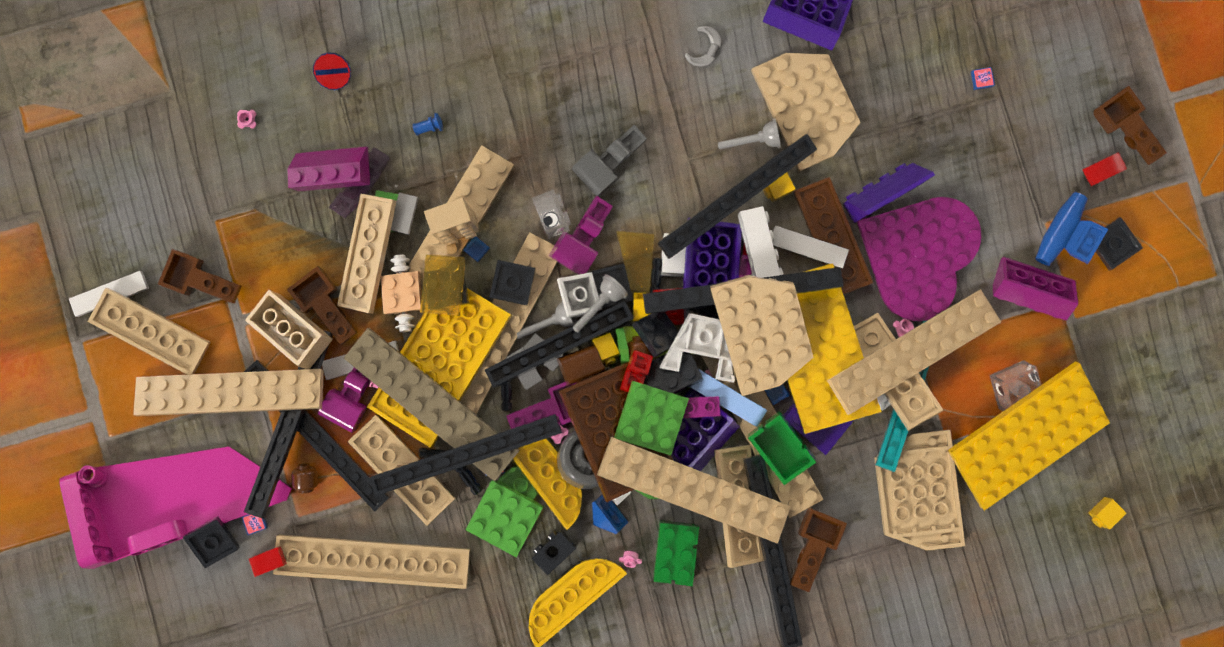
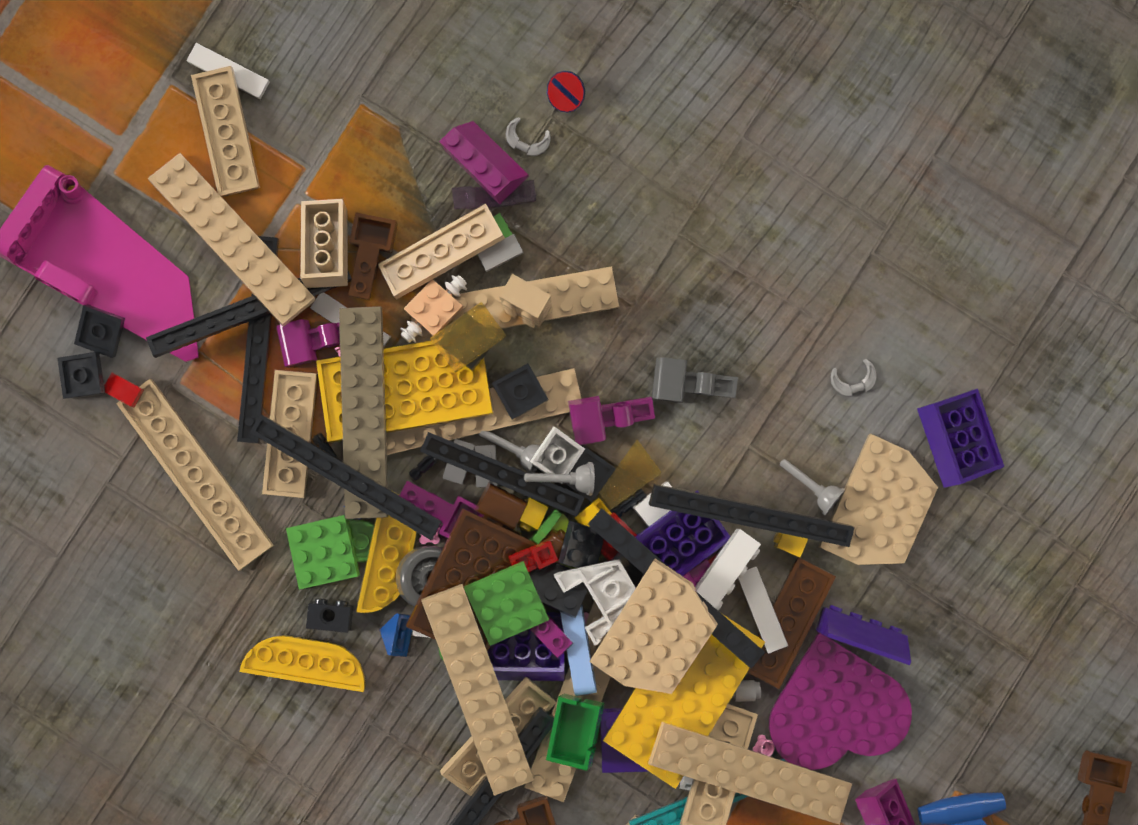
camera: 45 degrees right, 0 degrees up
(184, 273) = (296, 117): reddish brown plate -> none
(231, 582) = (81, 375): none -> black plate
(242, 115) = (460, 56): bright pink plate -> none
(254, 524) = (142, 352): tile -> none
(304, 478) = (215, 361): reddish brown head -> none
(333, 137) = (514, 142): none -> light grey piece
(428, 125) = (593, 210): blue pin -> none
(469, 480) = (328, 497): black axle -> none
(476, 249) = (522, 336): blue tile -> none
(550, 213) = (603, 374): clear brick -> none
(630, 559) = (377, 684): bright pink plate -> none
(676, 552) = (415, 717): green piece -> none
(777, 394) = (617, 689): blue tile -> none
(856, 305) = (747, 691): none -> light grey brick
(982, 78) = (1031, 633): tile -> none
(1104, 169) = (1044, 802): red slope -> none

